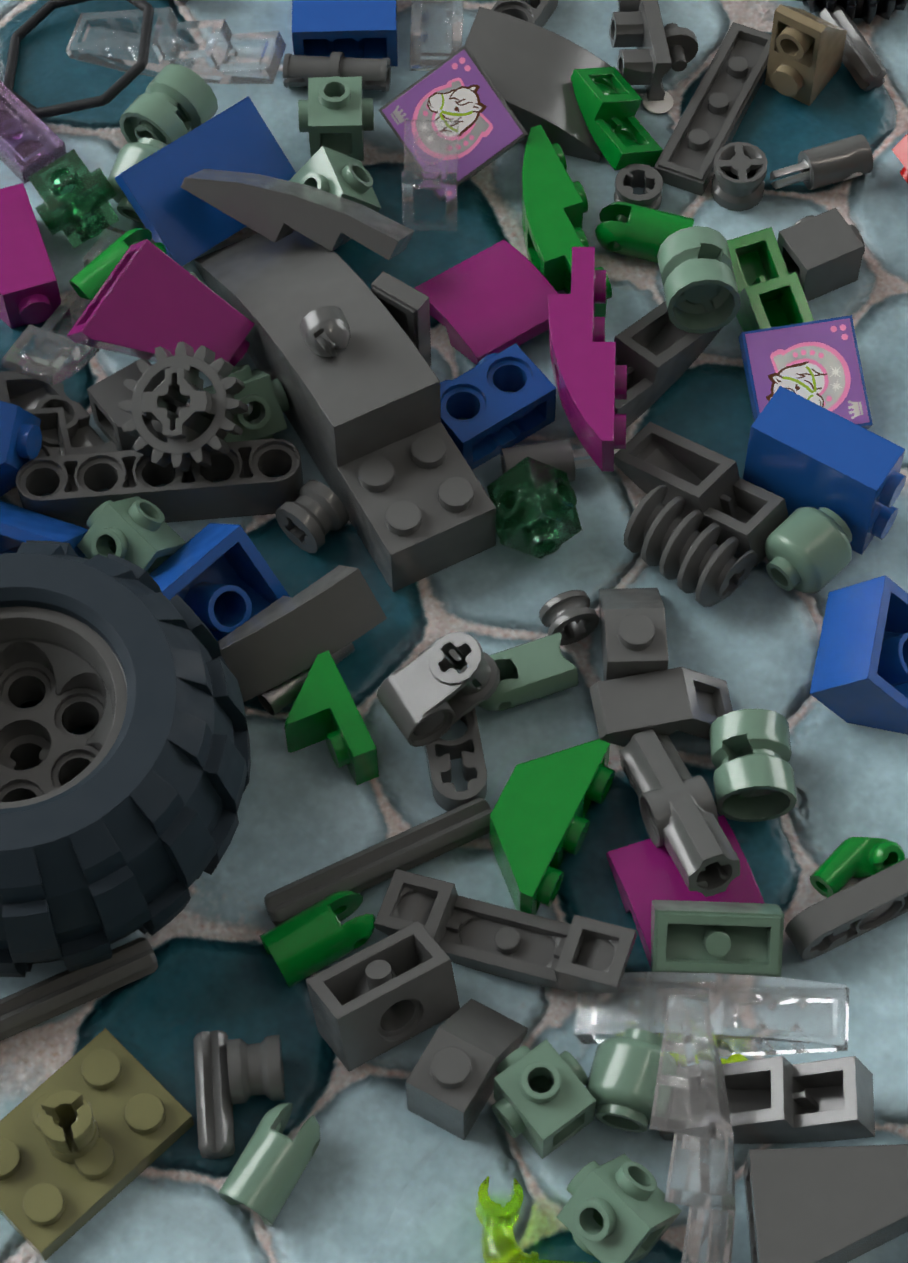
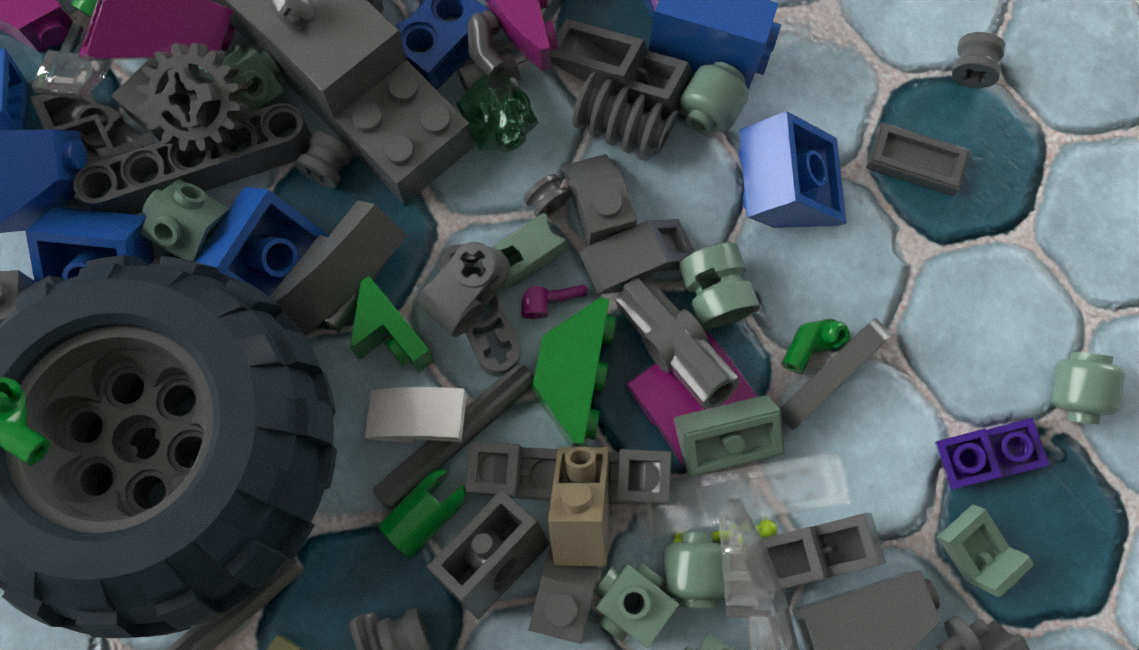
camera: 20 degrees left, 15 degrees up
(340, 821) = (416, 414): none -> white slope
(507, 967) = (580, 507): none -> dark tan slope
(525, 731) = (536, 299): none -> magenta hand
(533, 428) = (480, 29): none -> dark grey arm

